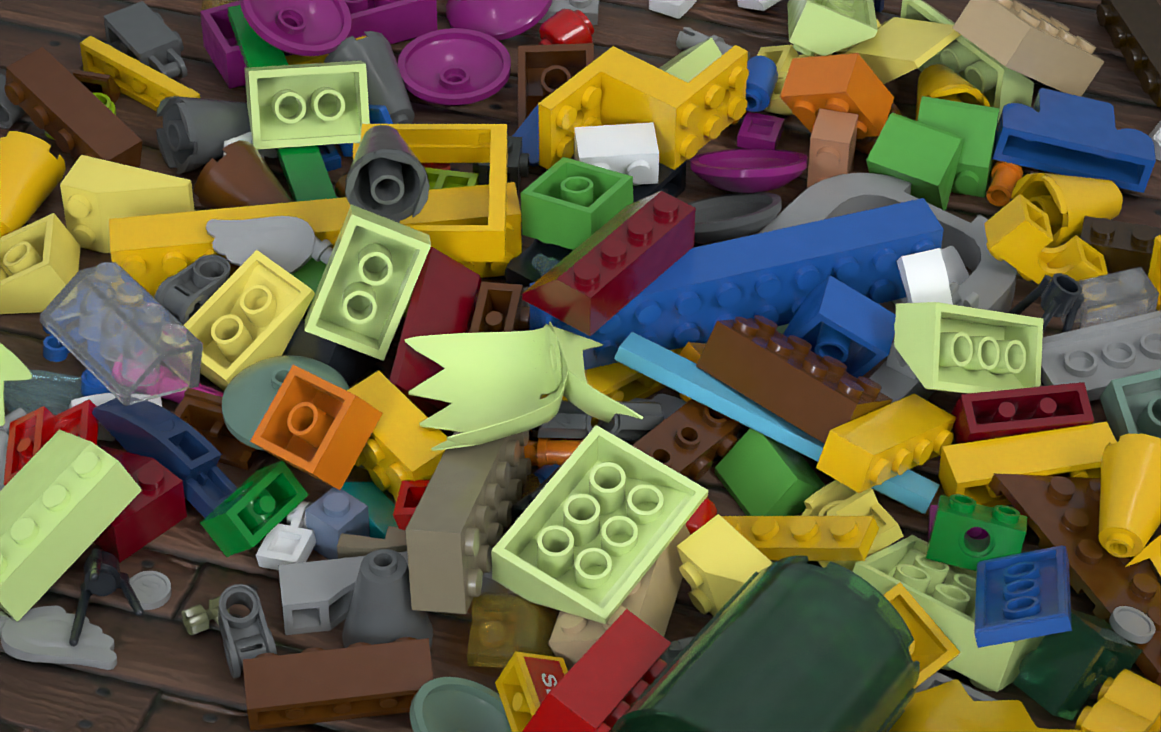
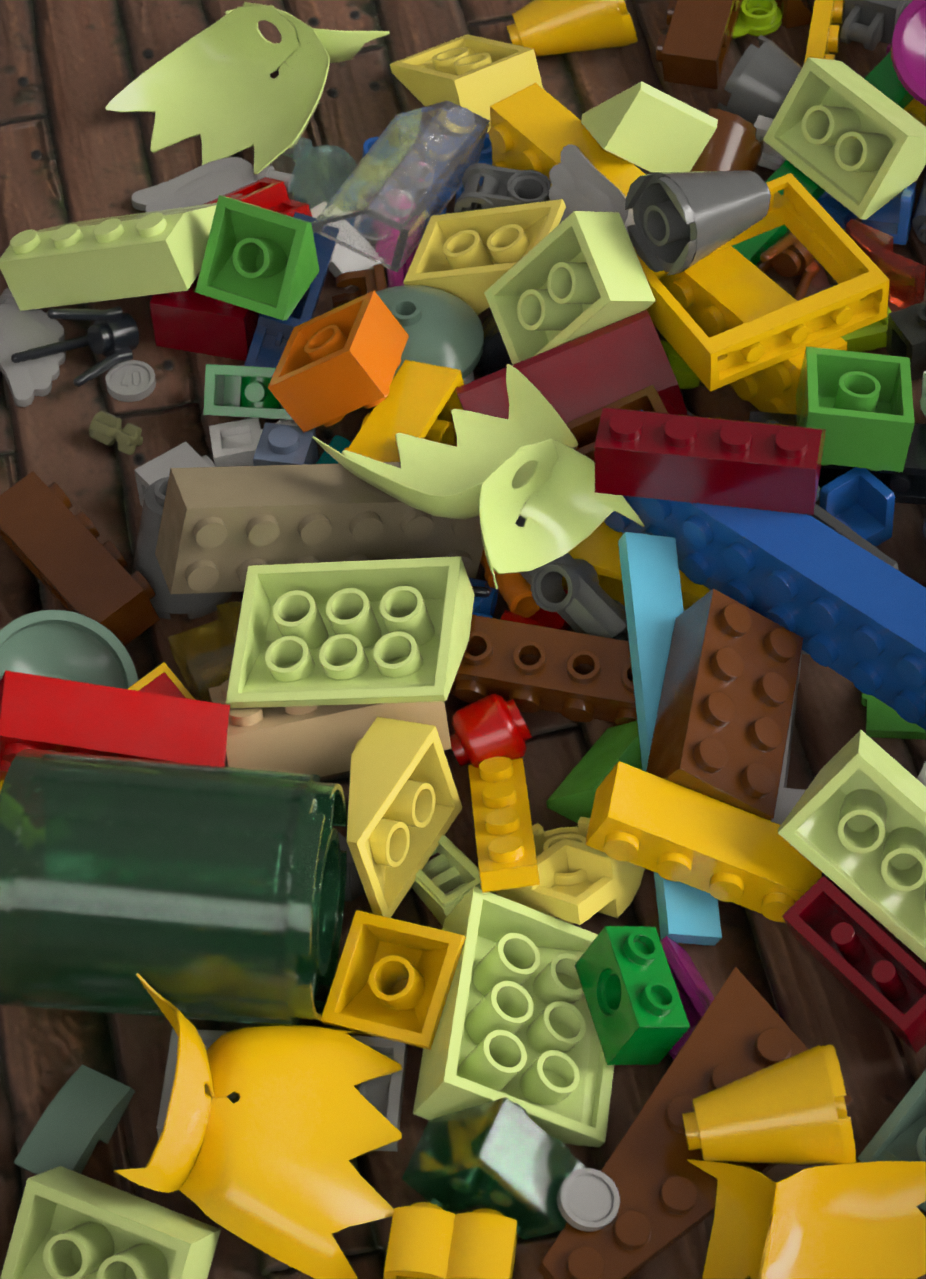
camera: 65 degrees right, 5 degrees up
(109, 190) = (589, 66): light yellow slope -> none
(157, 432) = (257, 259): none -> bright green slope
(225, 181) = (650, 129): none -> yellowish green slope
(243, 636) = (97, 465): dark grey piece -> none
(844, 326) = (843, 700): blue slope -> none
(1022, 596) = (516, 1057): blue tile -> none
(1056, 452) = (815, 1005): yellow brick -> none

